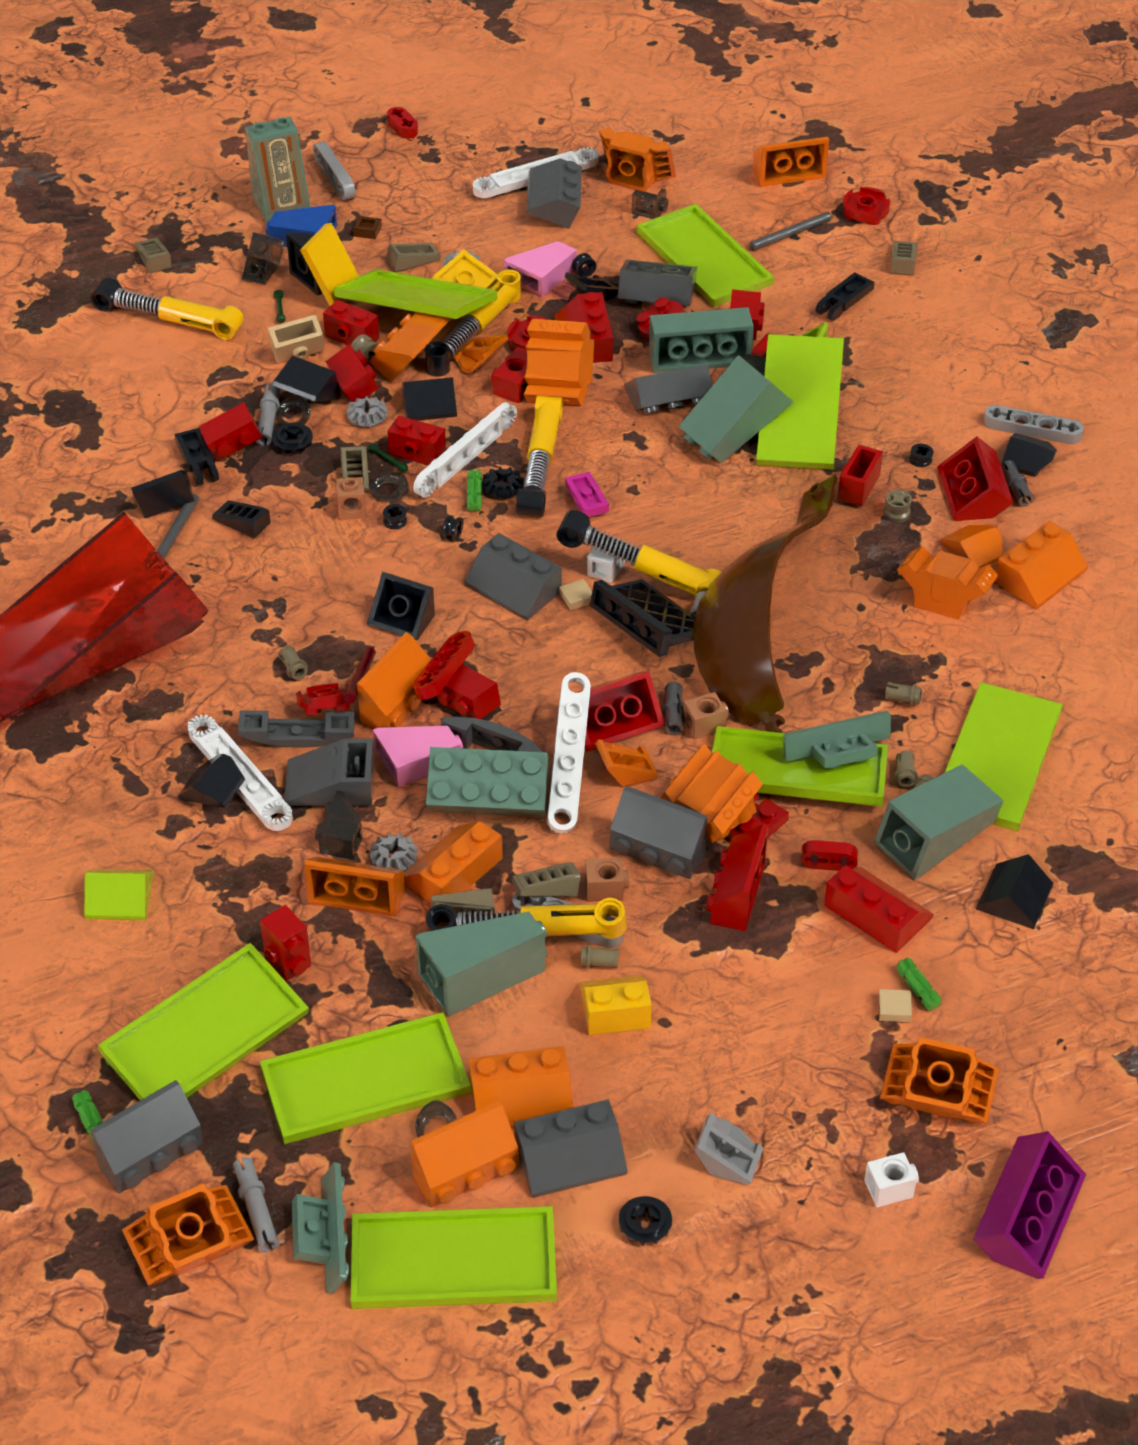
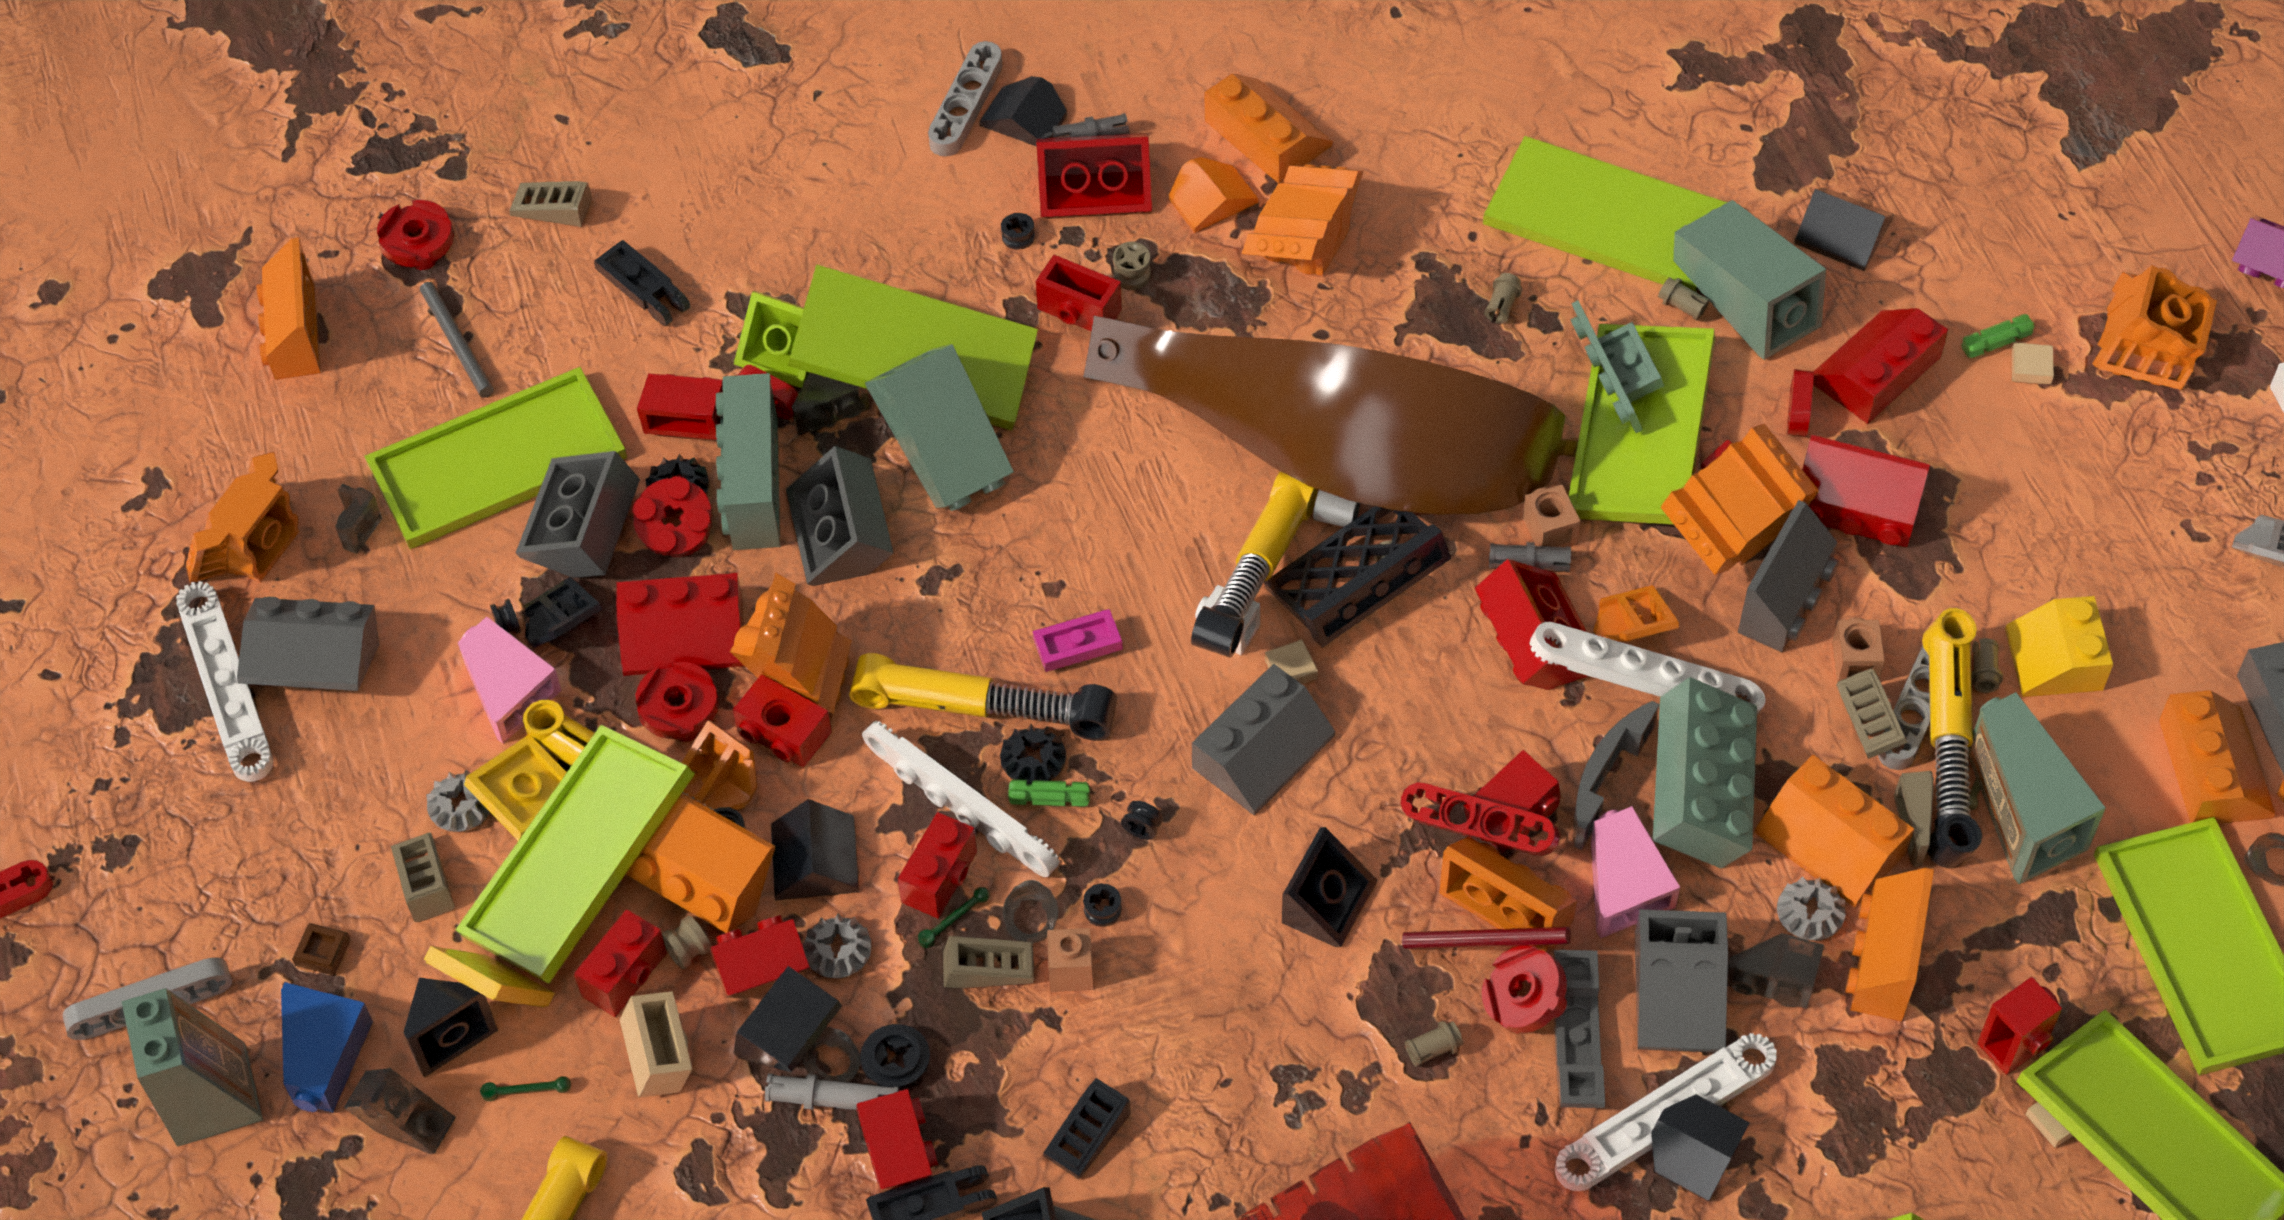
camera: 85 degrees left, 10 degrees up
(905, 773) = (1644, 310): dark tan pin -> none

